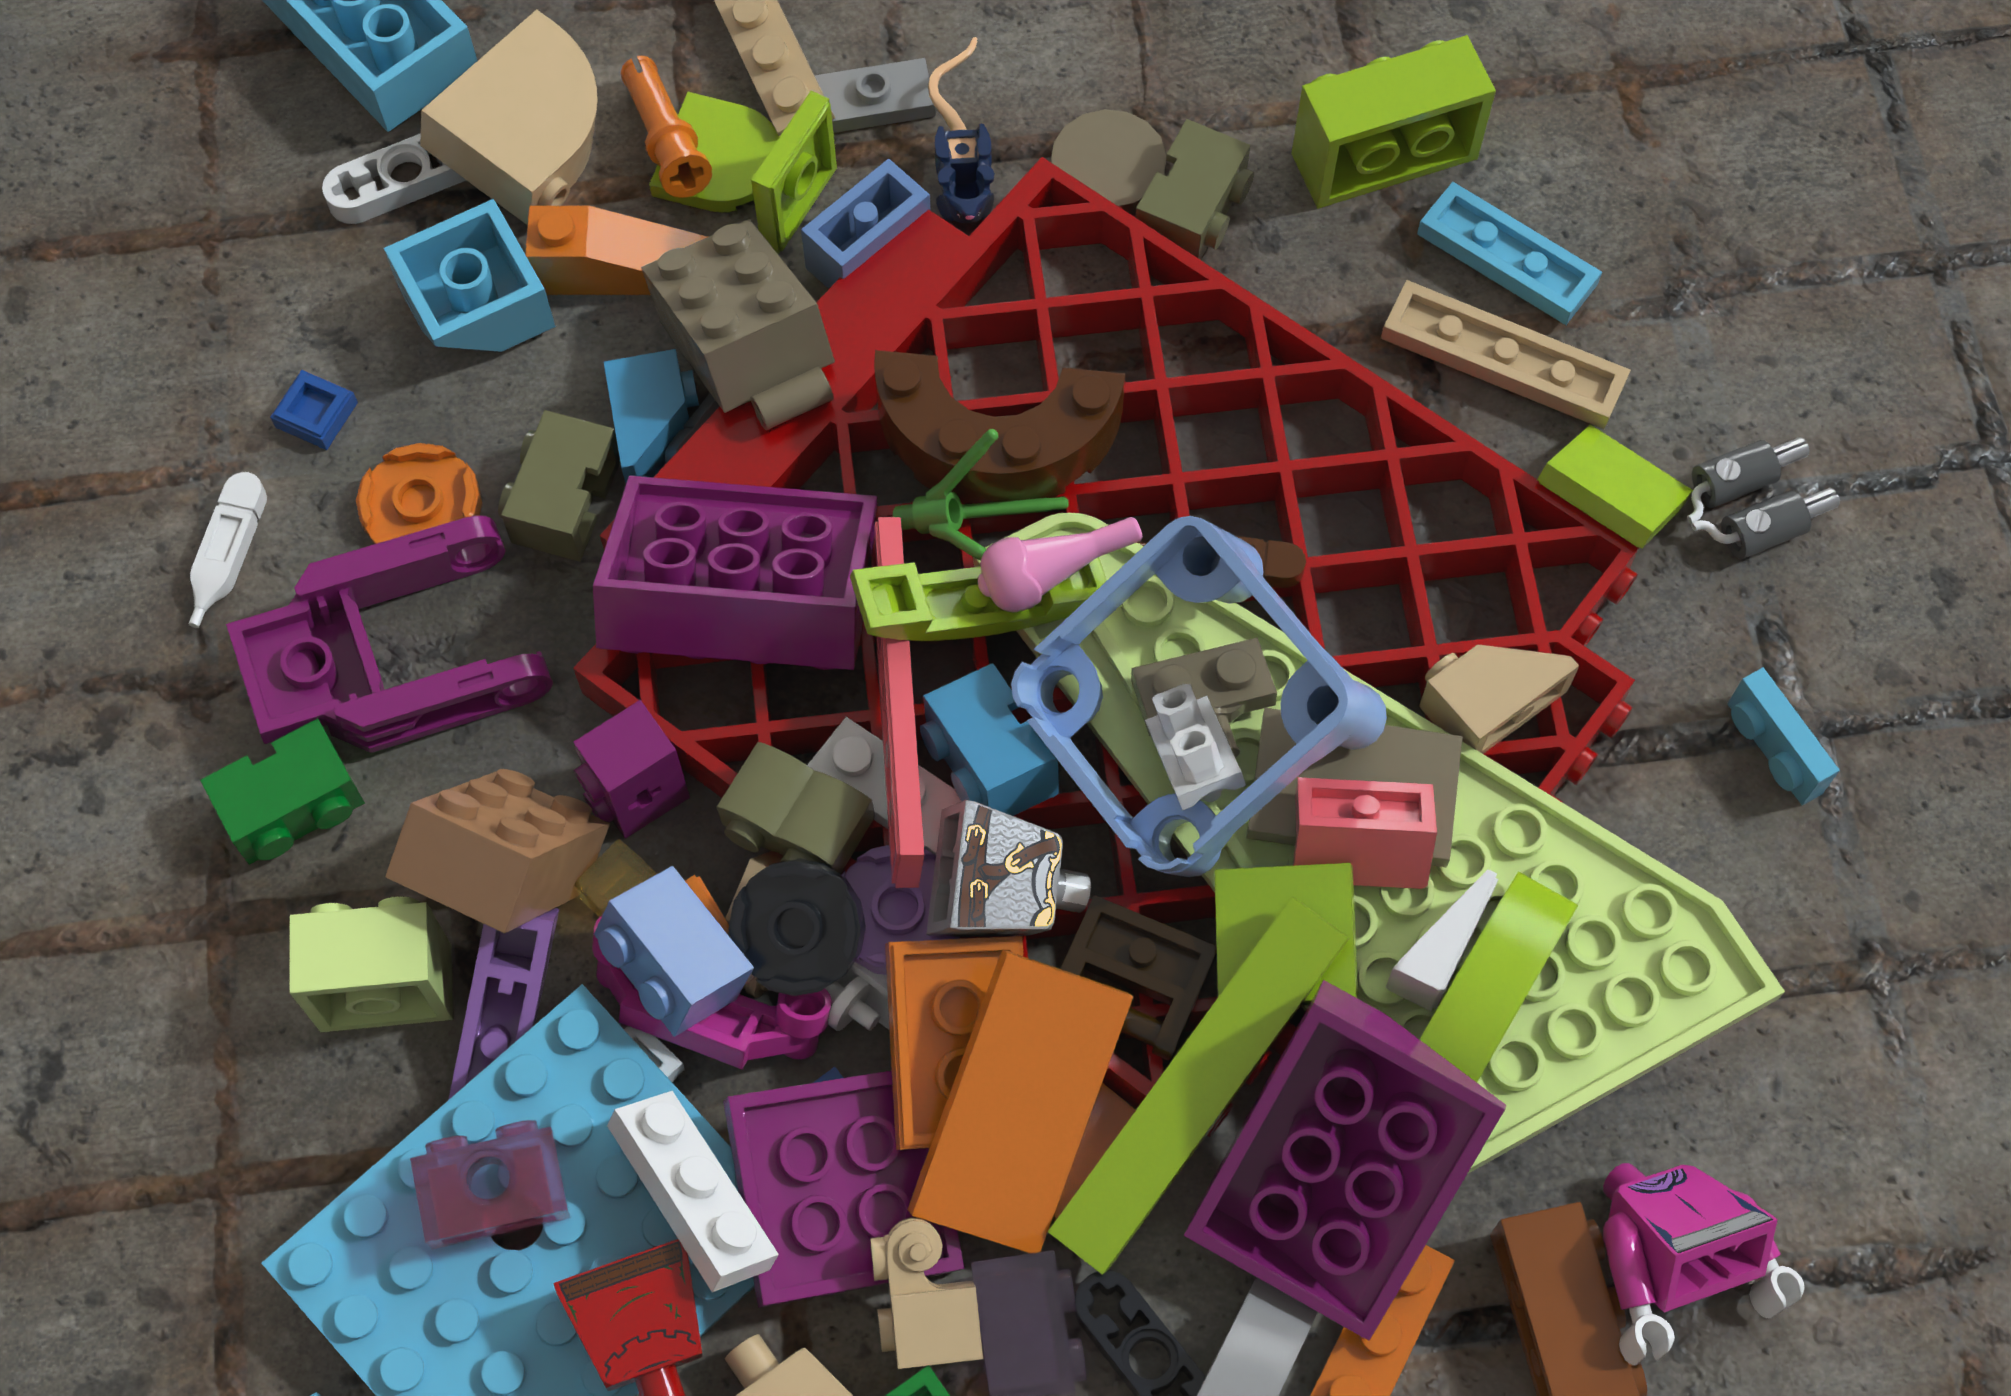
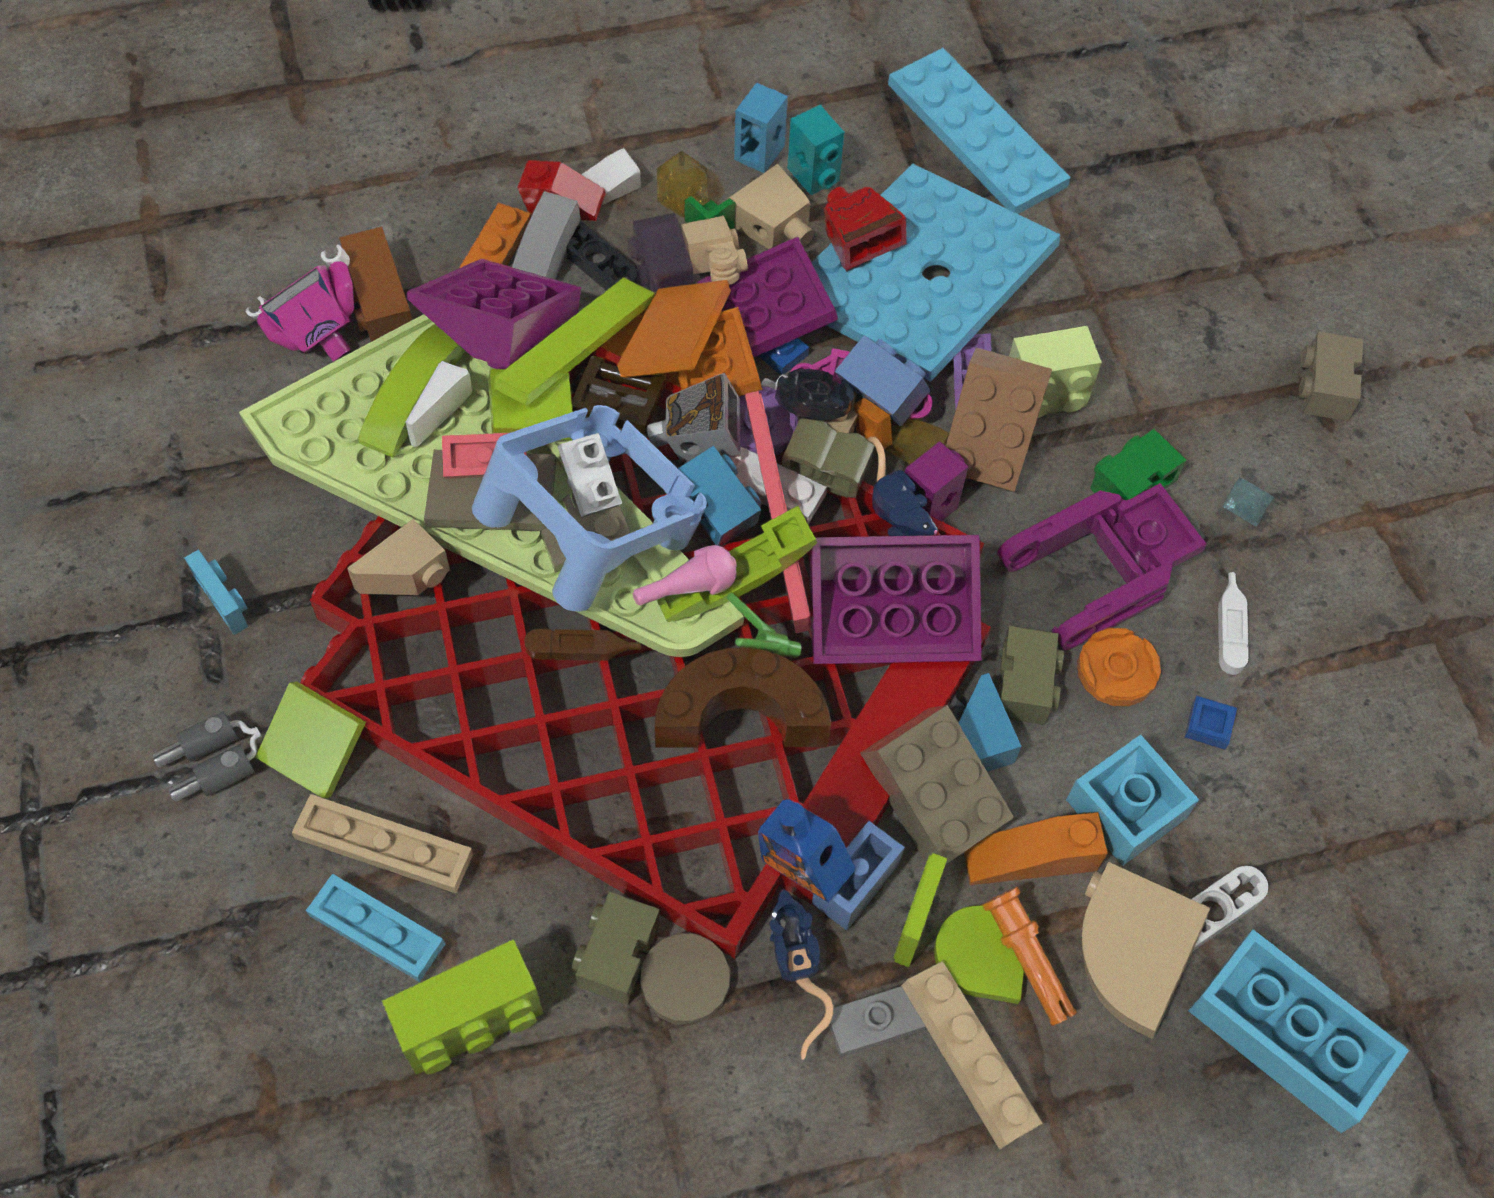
camera: 170 degrees right, 5 degrees down
(123, 723) = (1248, 501): none -> clear light blue tile
(532, 1197) = (950, 260): clear pink brick -> none
(692, 1191) = (845, 268): white plate -> none
(700, 727) = (896, 503): none -> dark blue animal
(792, 398) = (884, 721): dark tan piece -> none
(941, 209) = (798, 843): none -> blue torso

